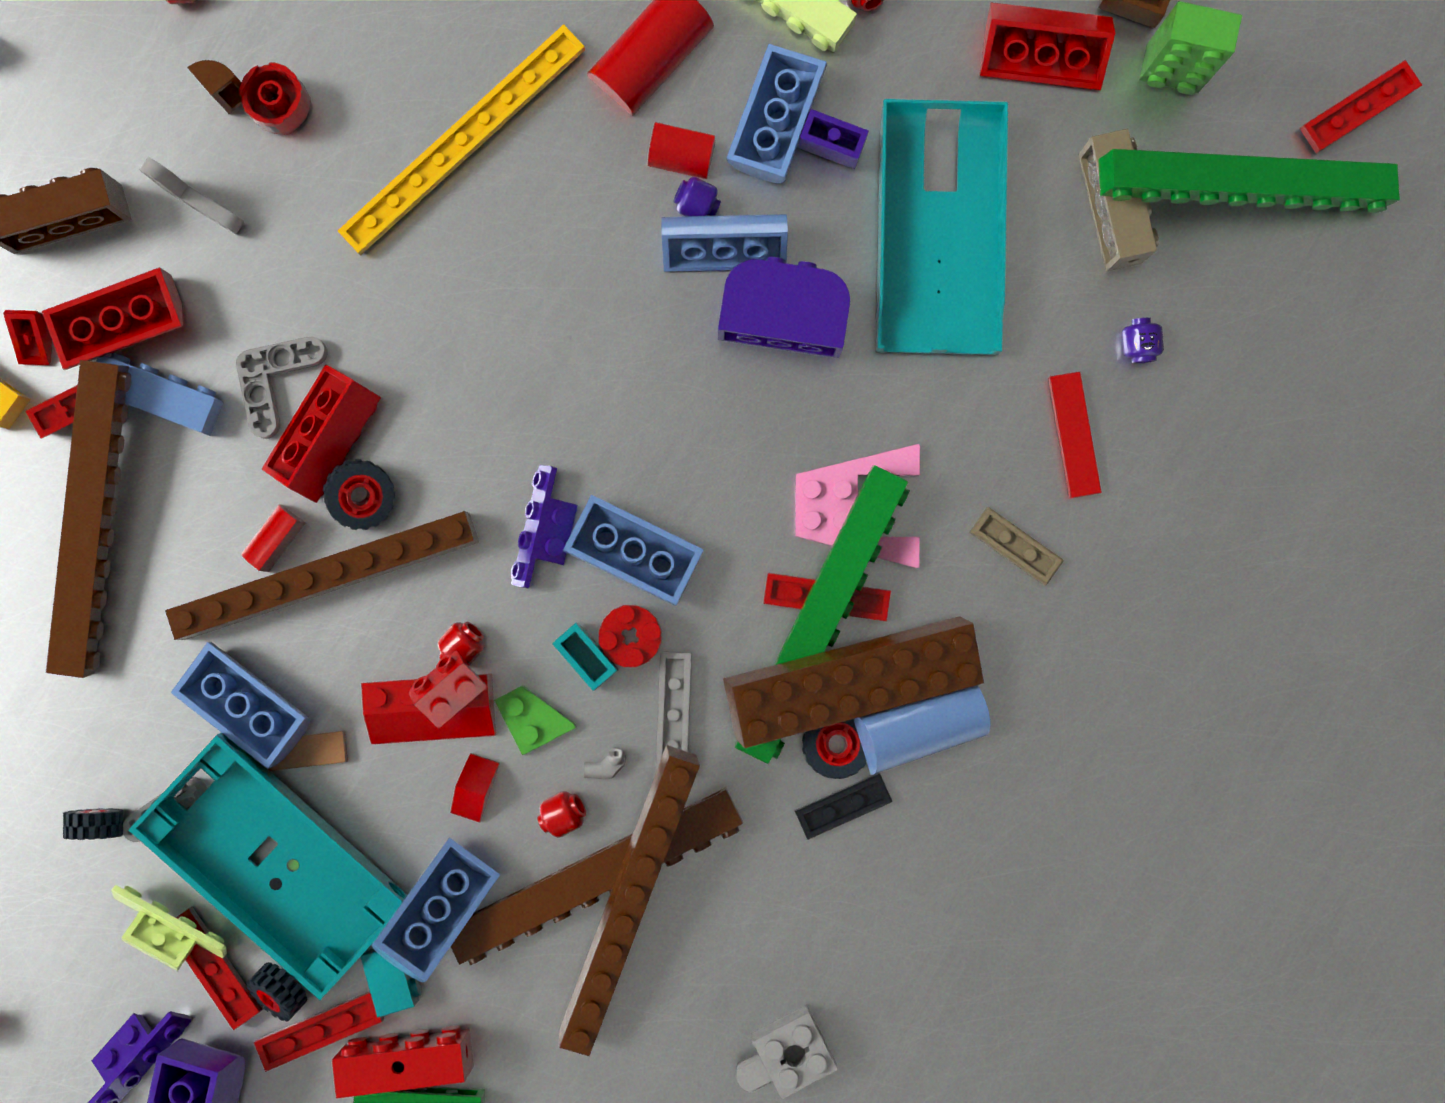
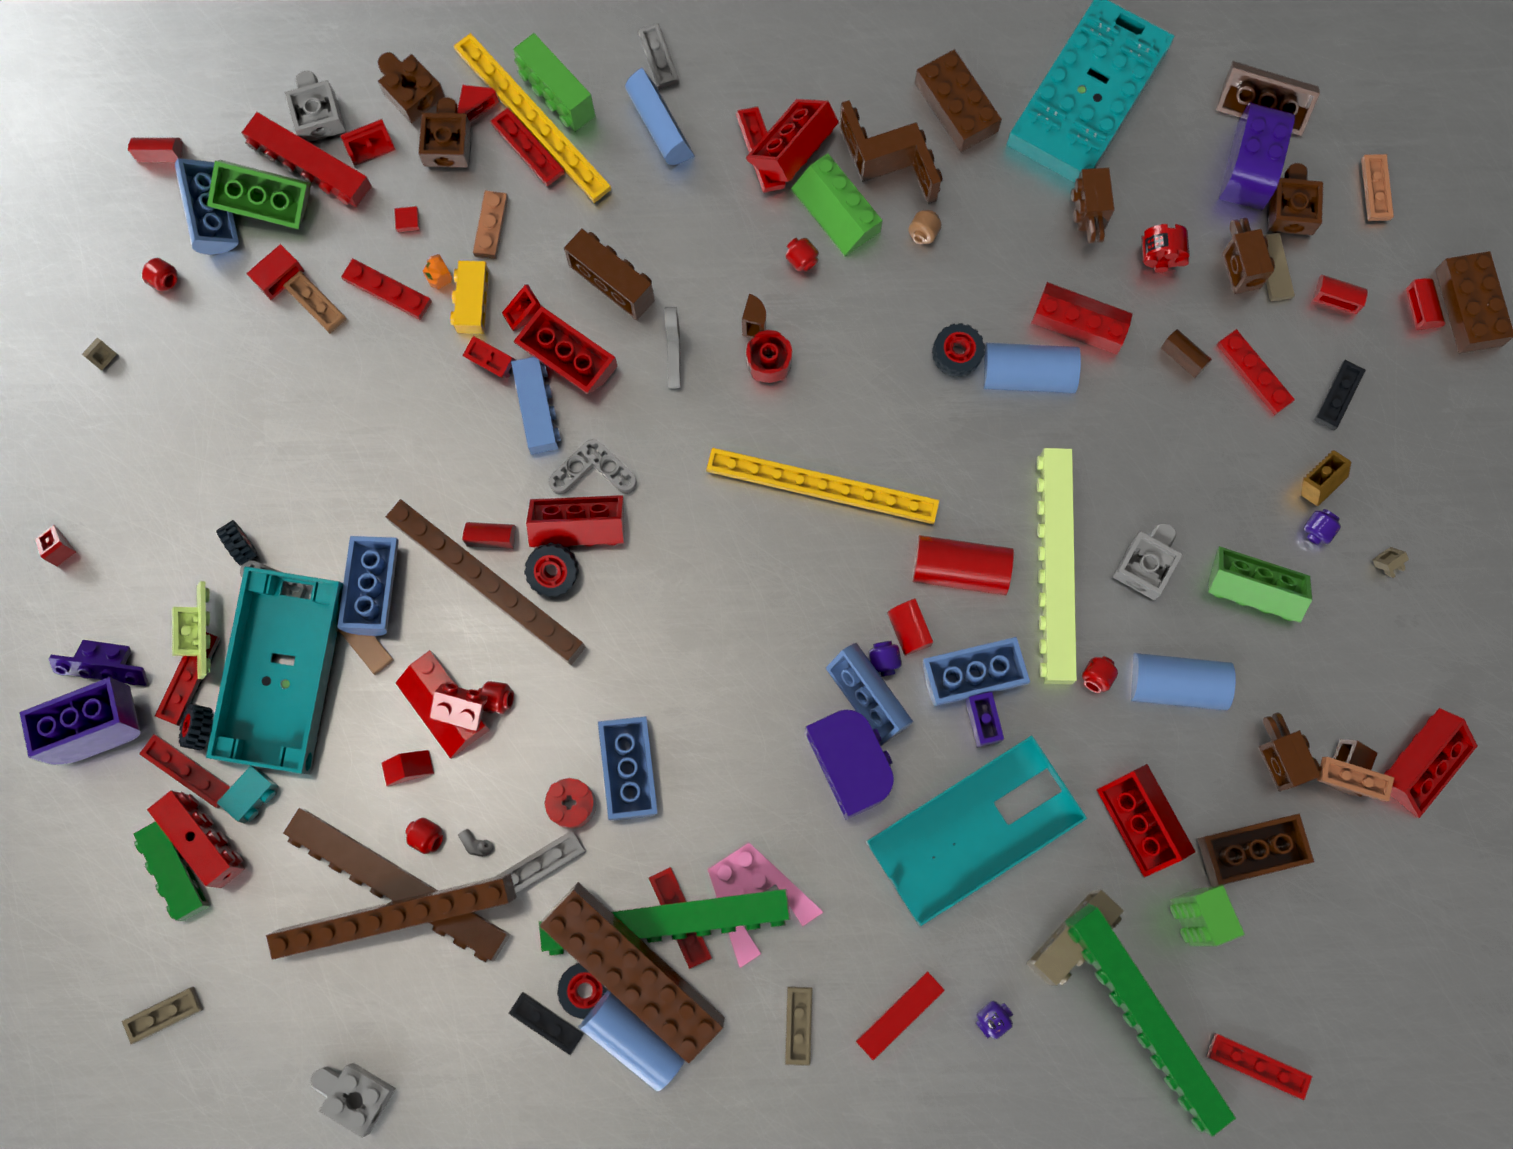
camera: 60 degrees right, 10 degrees down
(88, 519) = (428, 416): reddish brown brick -> none
(435, 911) = (308, 794): medium blue brick -> none
(531, 719) = (475, 775): bright green wing -> none
(545, 530) = (605, 702): dark purple bracket -> none
(585, 656) = (537, 781): teal brick -> none

